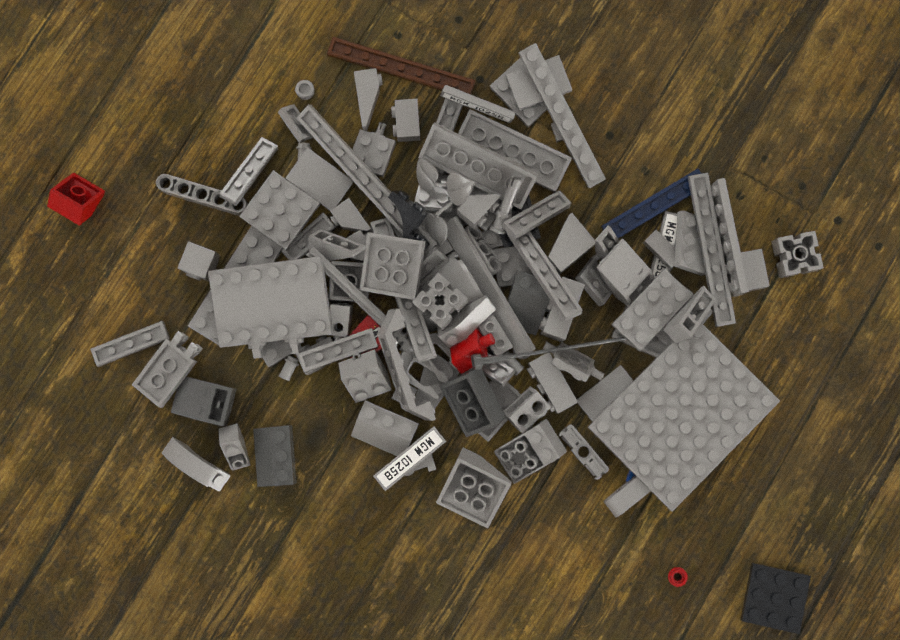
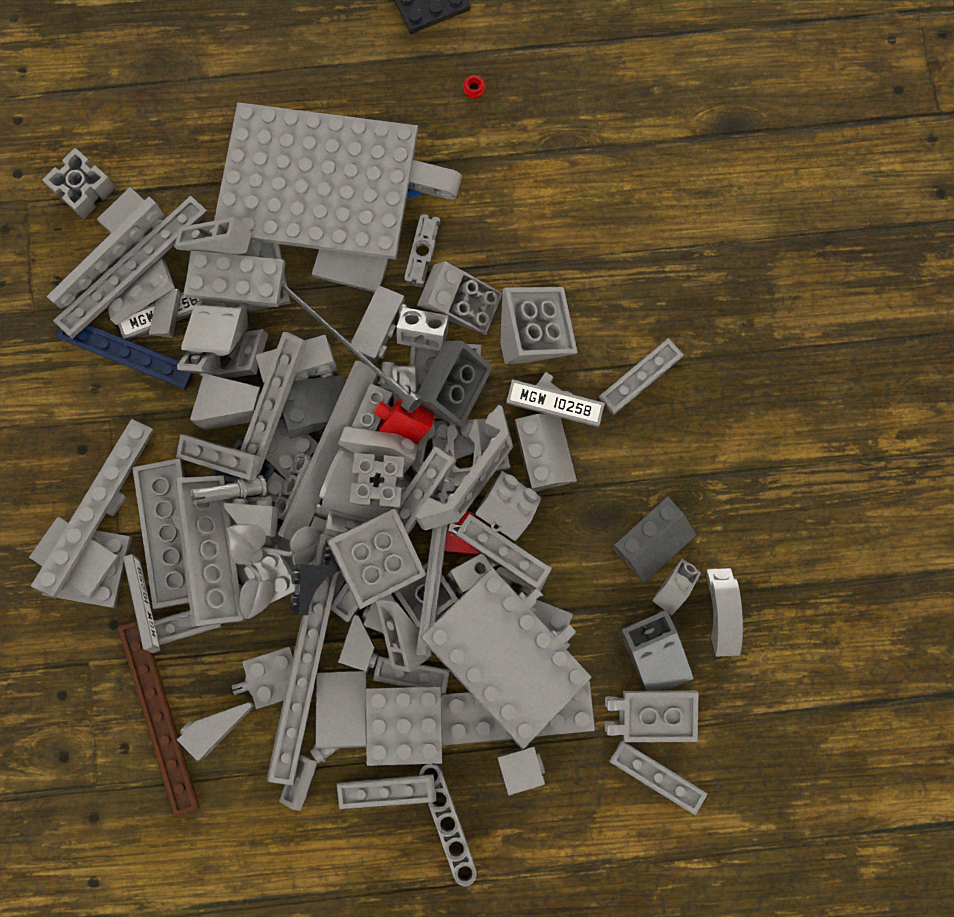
camera: 125 degrees left, 5 degrees down
(289, 367) = (557, 592): light grey pin -> none
(304, 89) = (254, 802): light grey tile -> none
(387, 533) = (640, 376): none -> light grey tile
(406, 120) = (211, 666): light grey brick -> none
(574, 363) = (342, 315): light grey plate -> none

